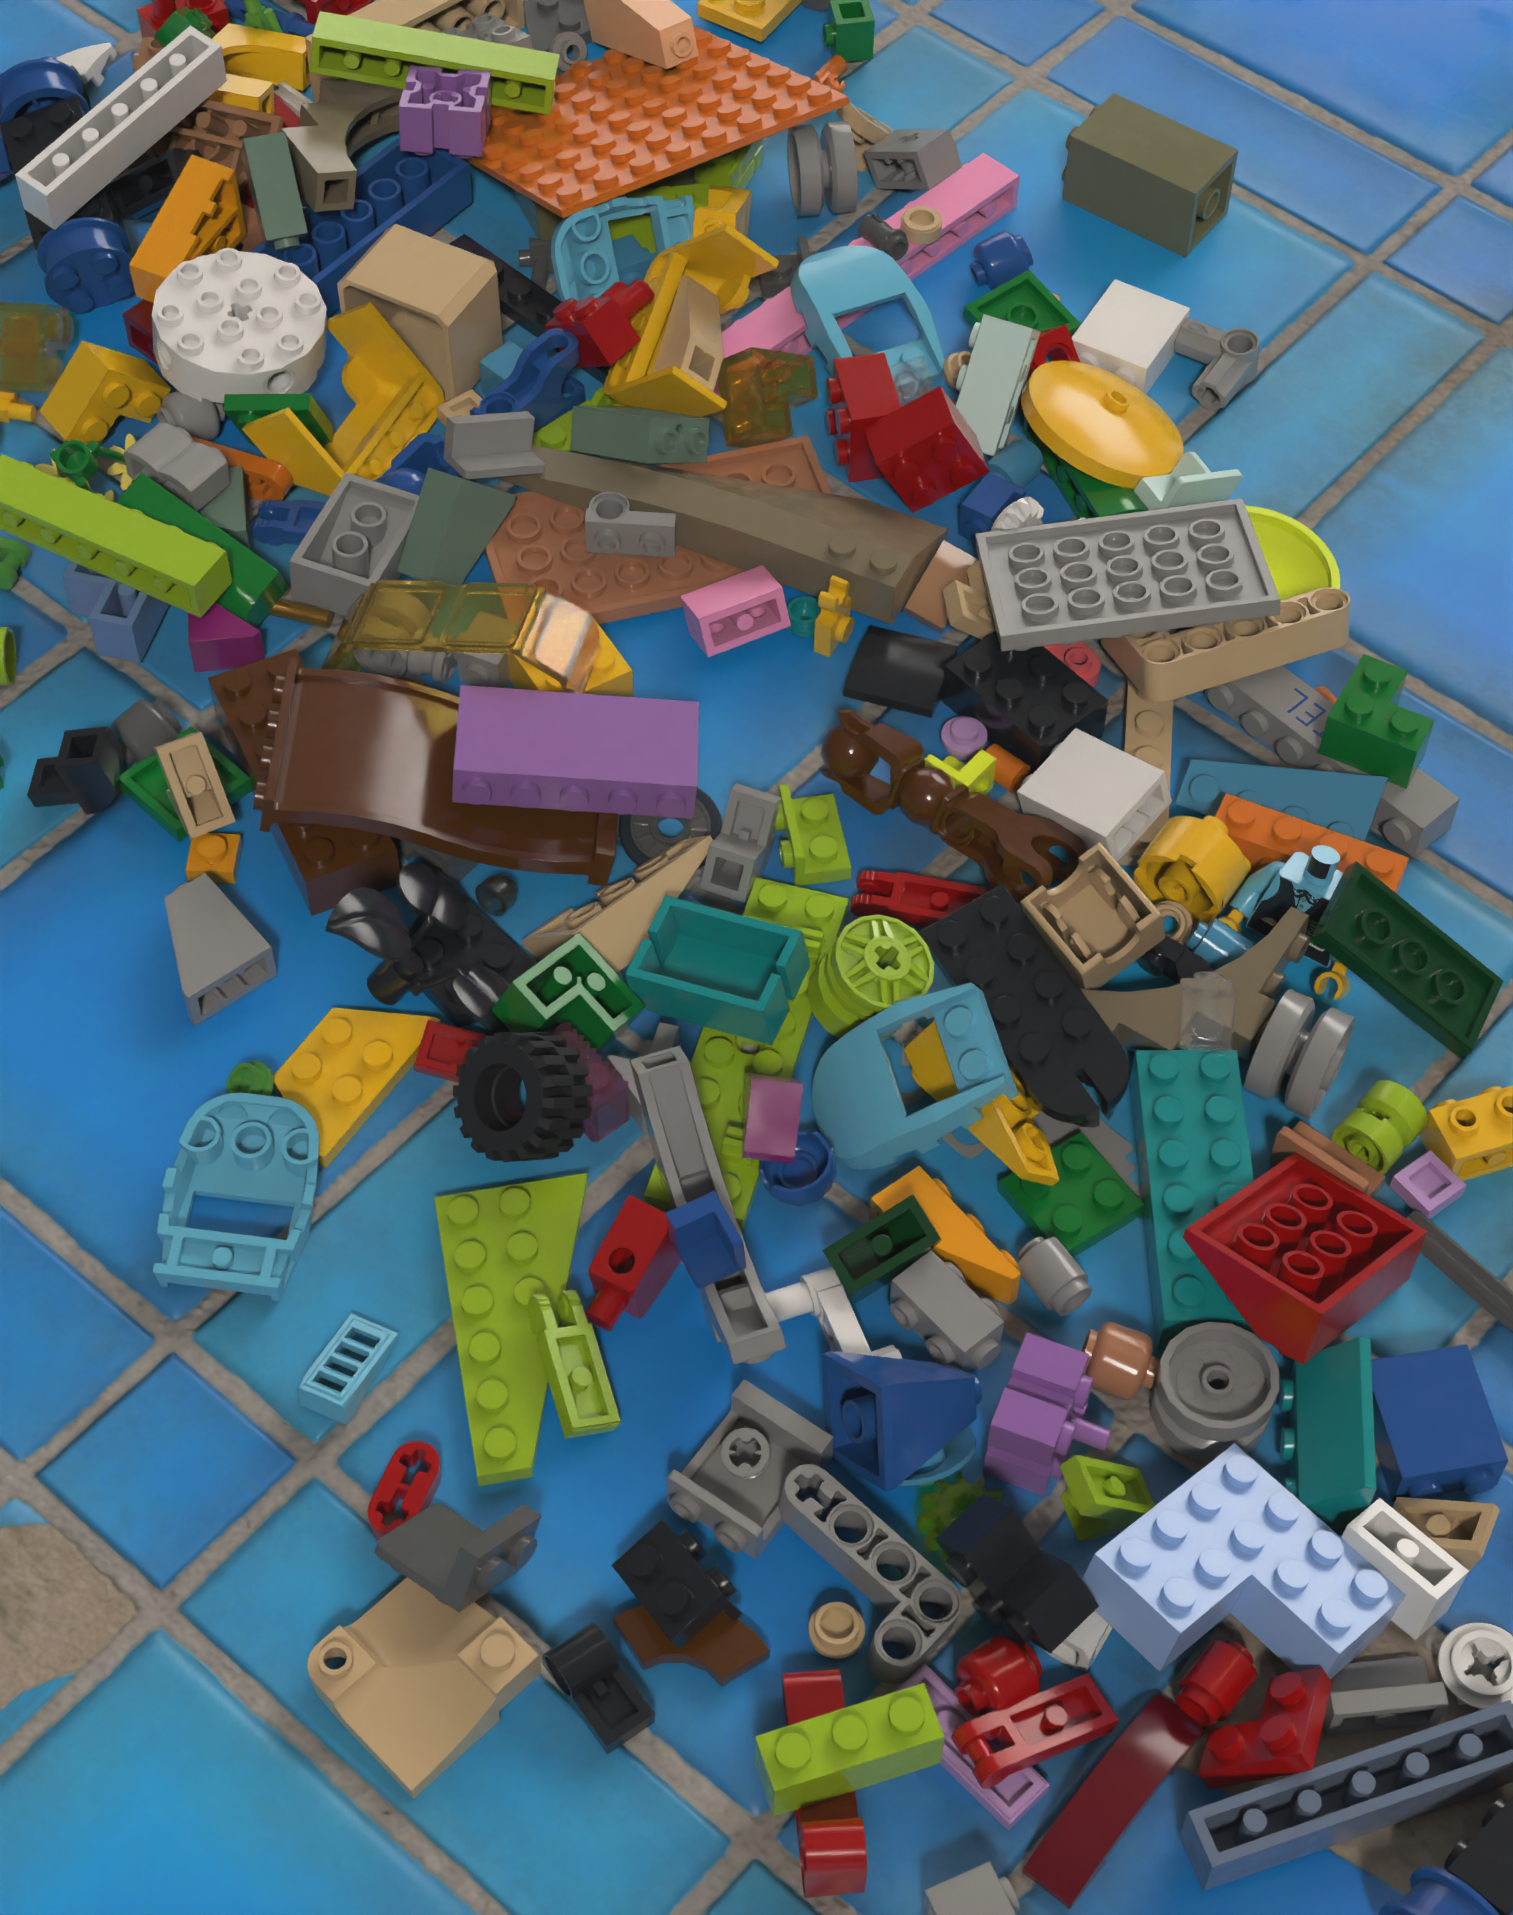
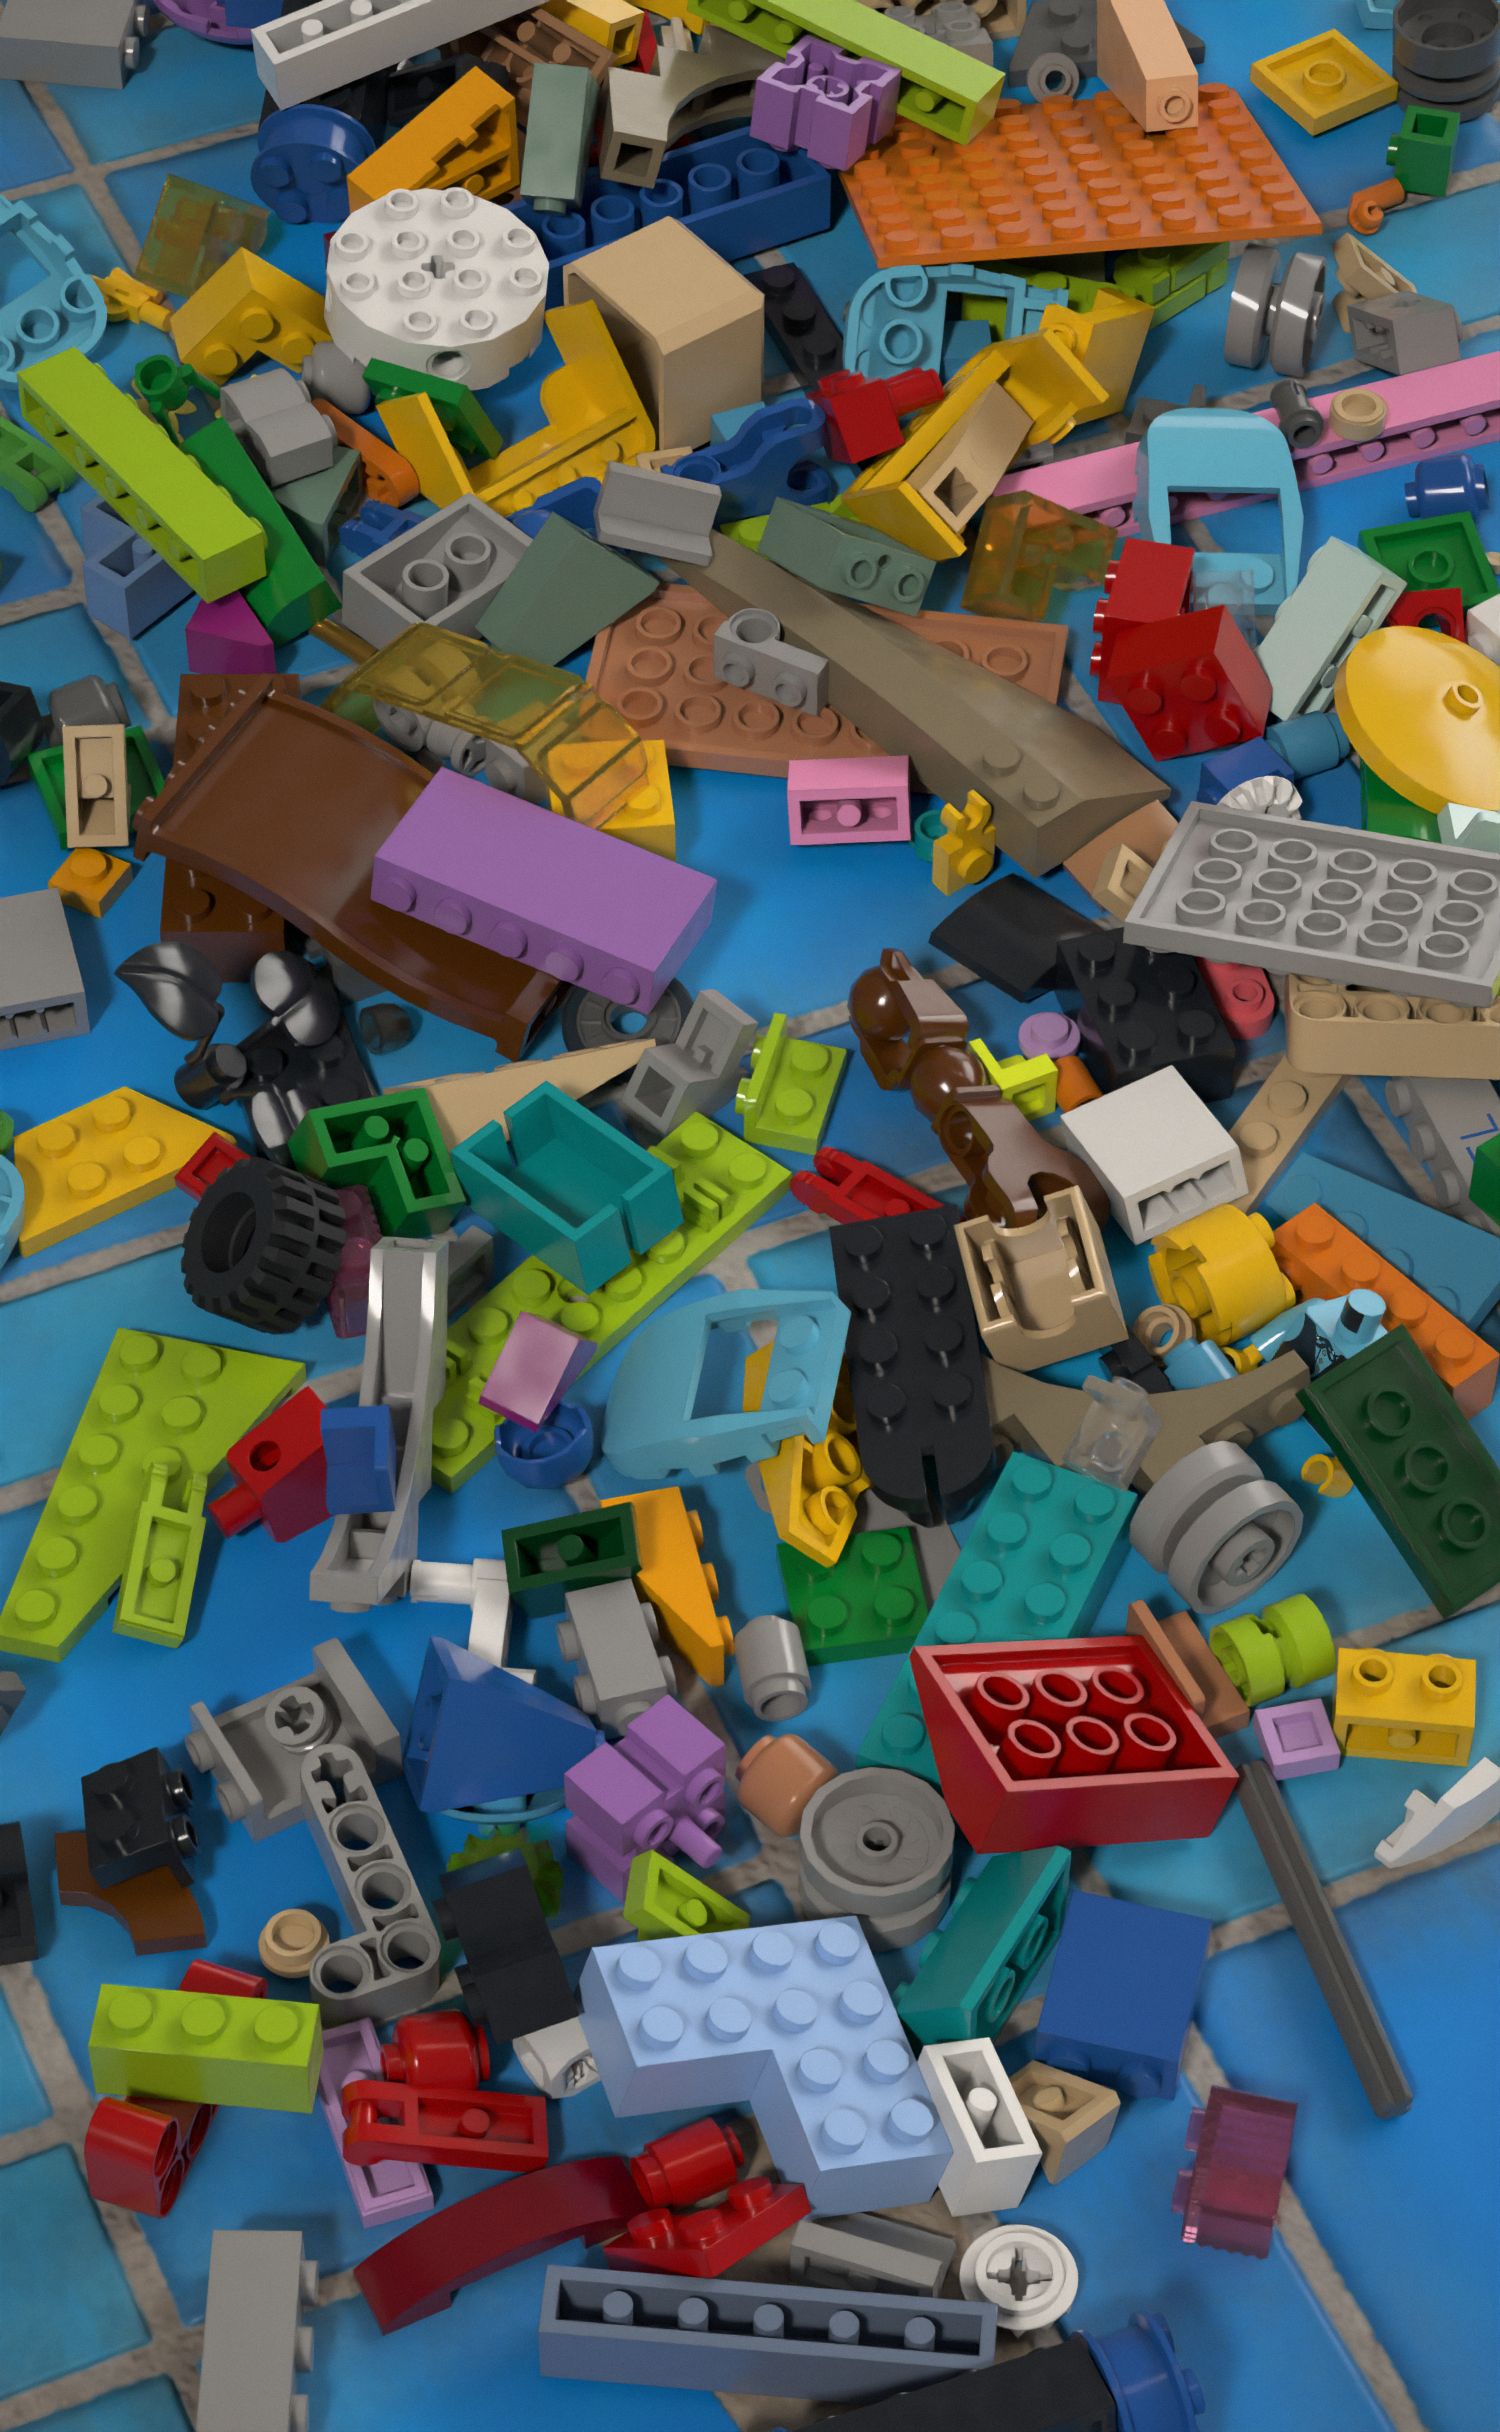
camera: 25 degrees right, 5 degrees down
(868, 970) = (746, 1239): lime wheel -> none

